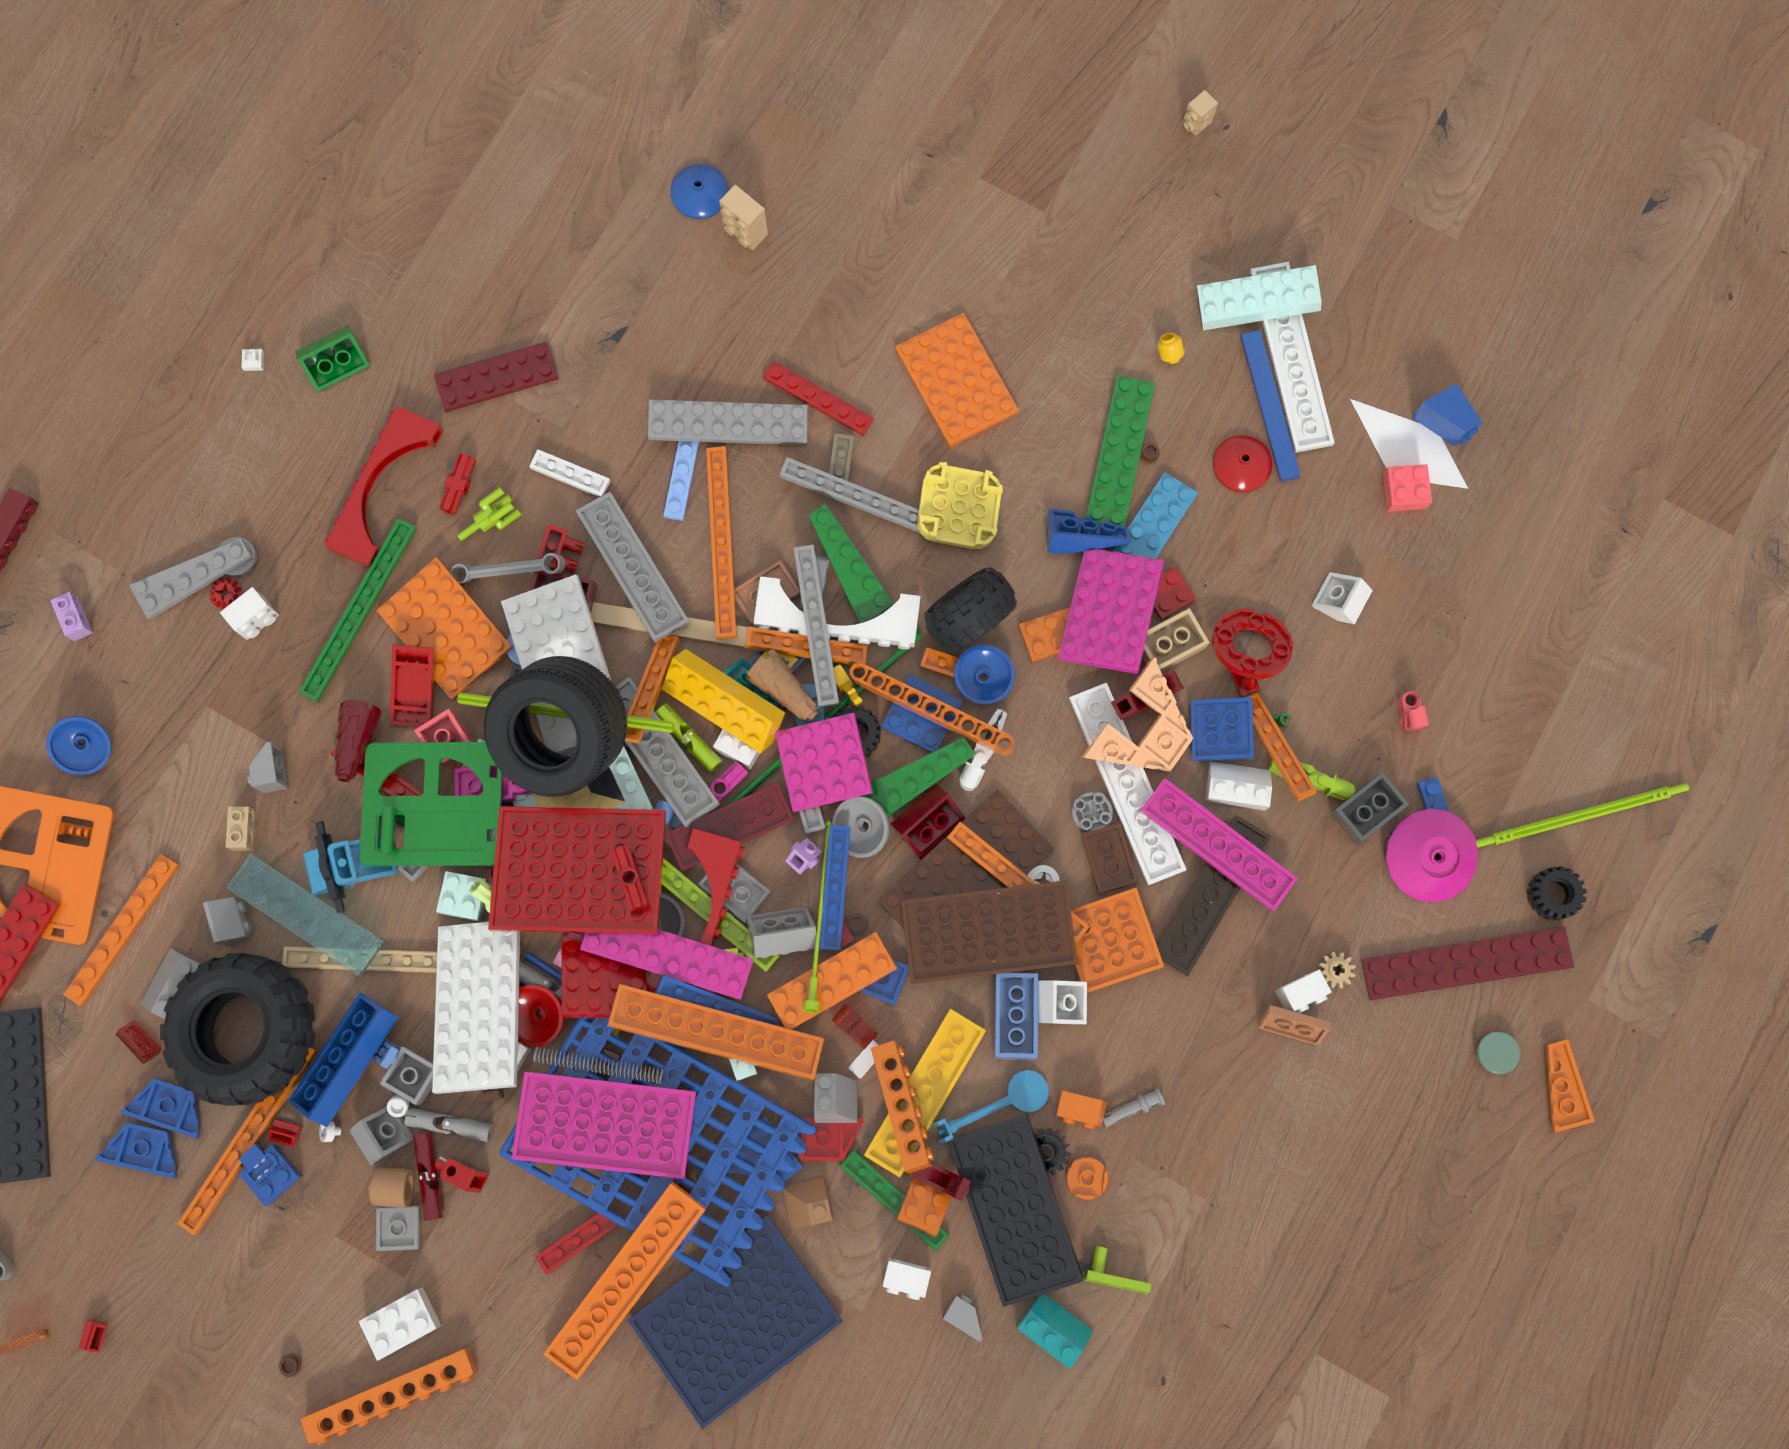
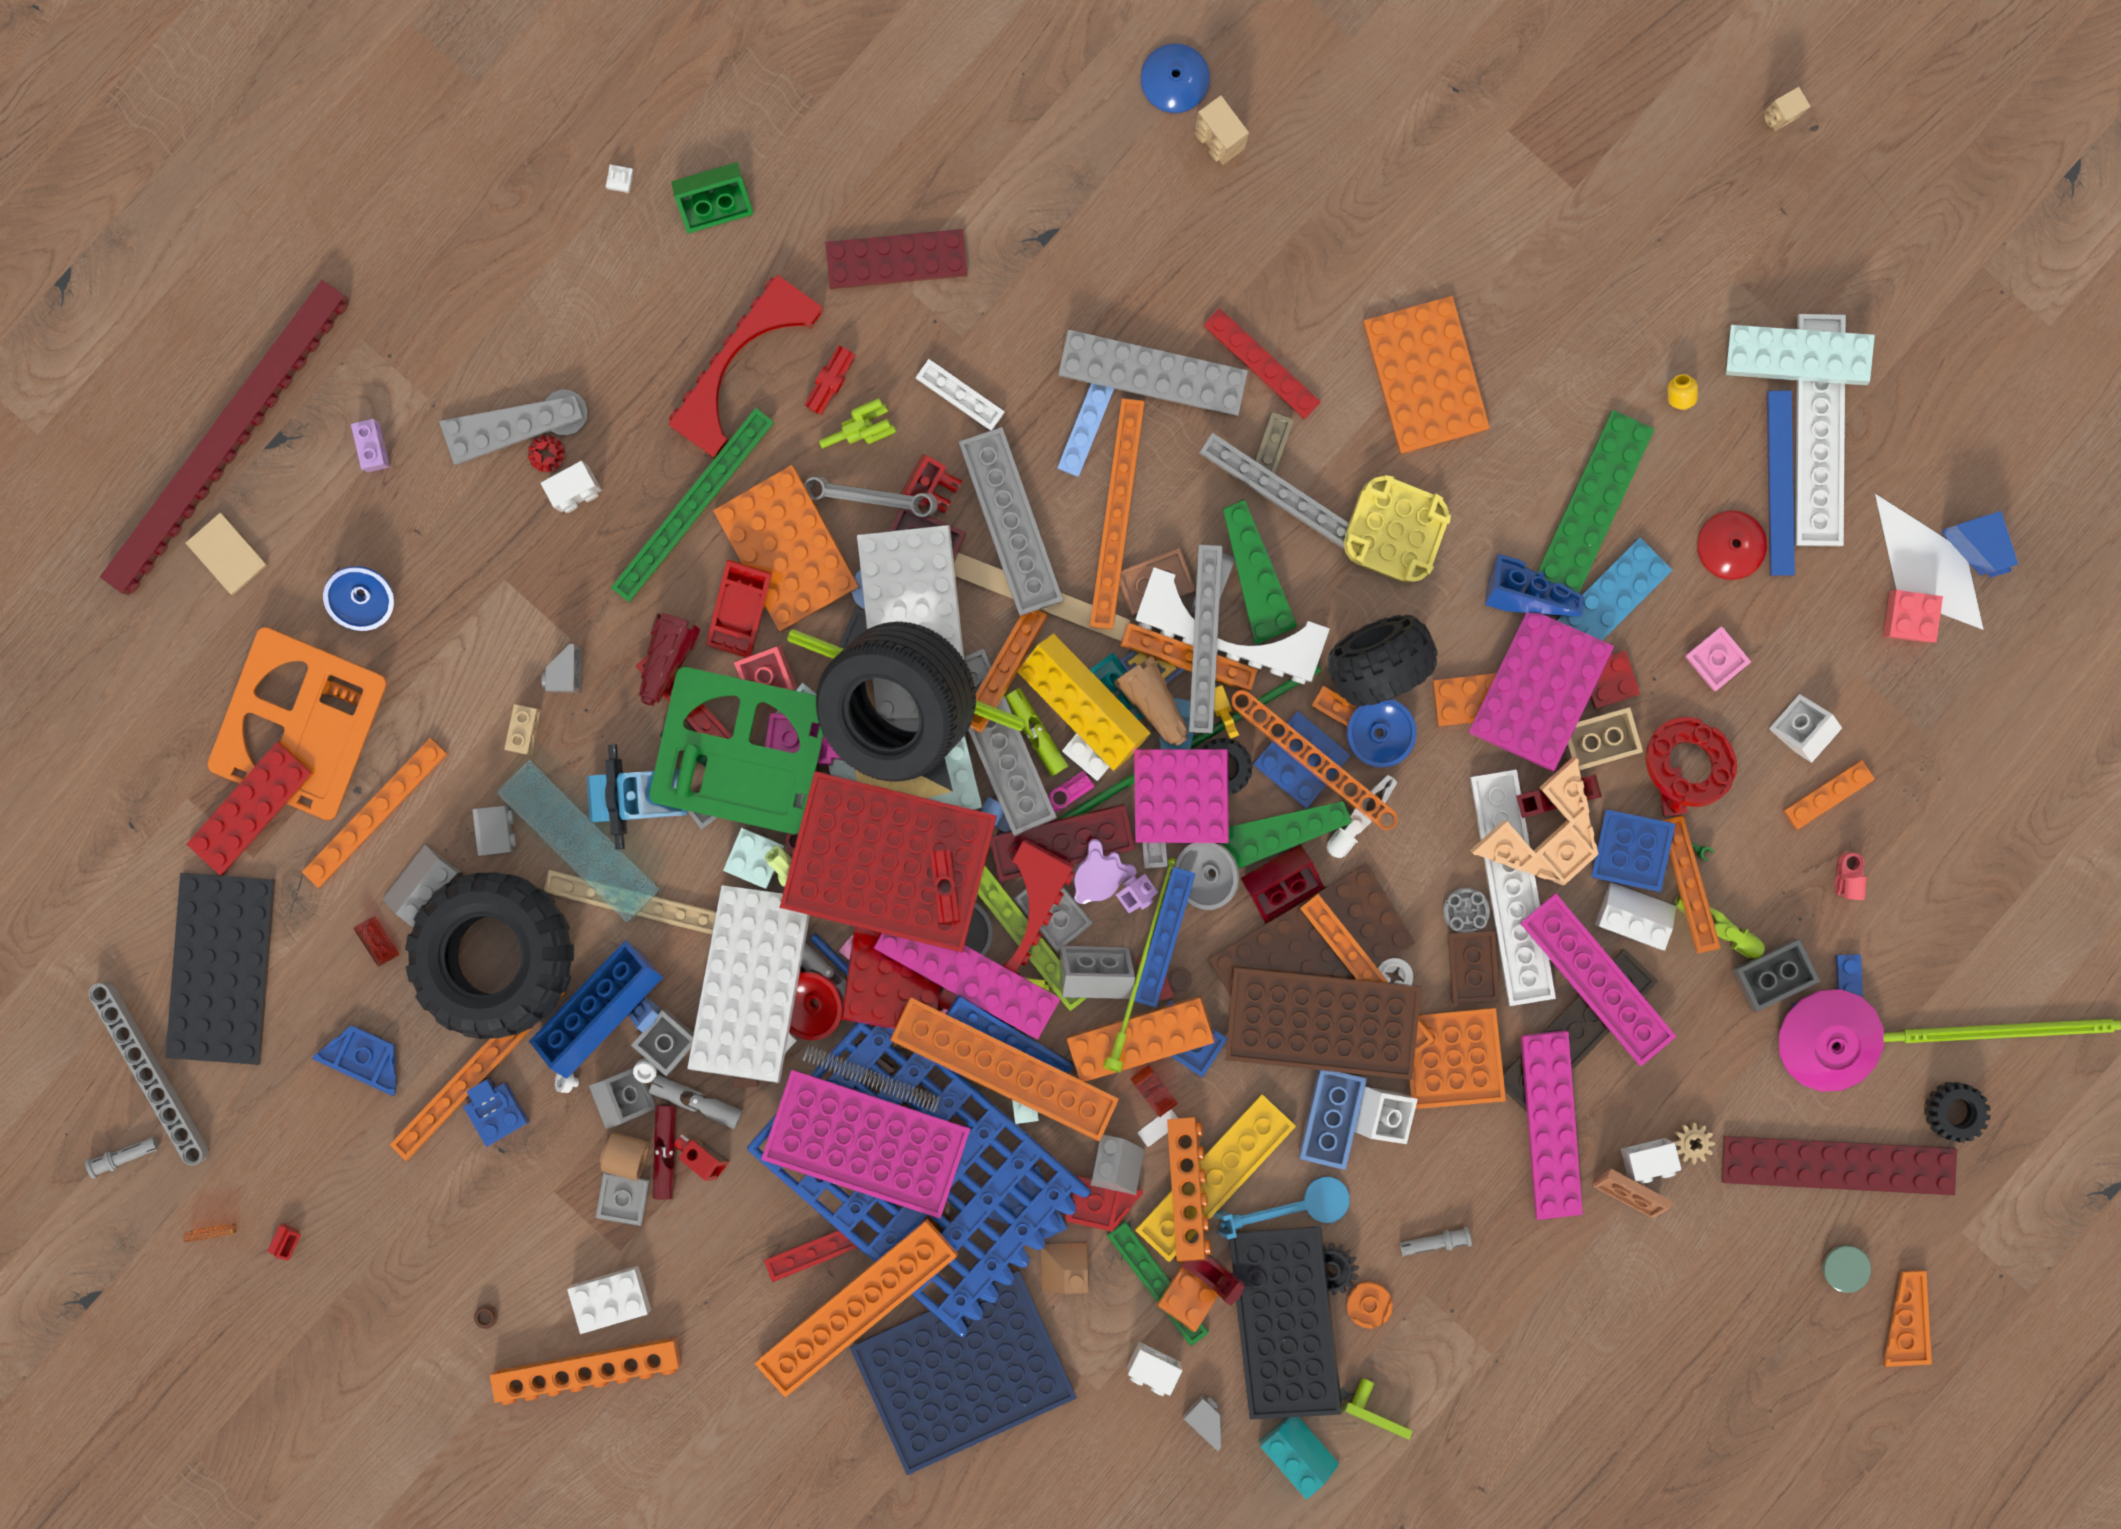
camera: 15 degrees right, 10 degrees up
(166, 1107) = (396, 1018): blue wing -> none
(284, 1132) = (518, 1072): red piece -> none
(767, 848) = (1099, 875): none -> lavender tile
(1081, 1109) = (1380, 1233): orange brick -> none
(1149, 453) = (1628, 510): reddish brown plate -> none
(1209, 981) = (1551, 1124): none -> dark pink plate
(1253, 556) = (1717, 659): none -> bright pink plate
(1375, 649) = (1828, 794): none -> orange plate

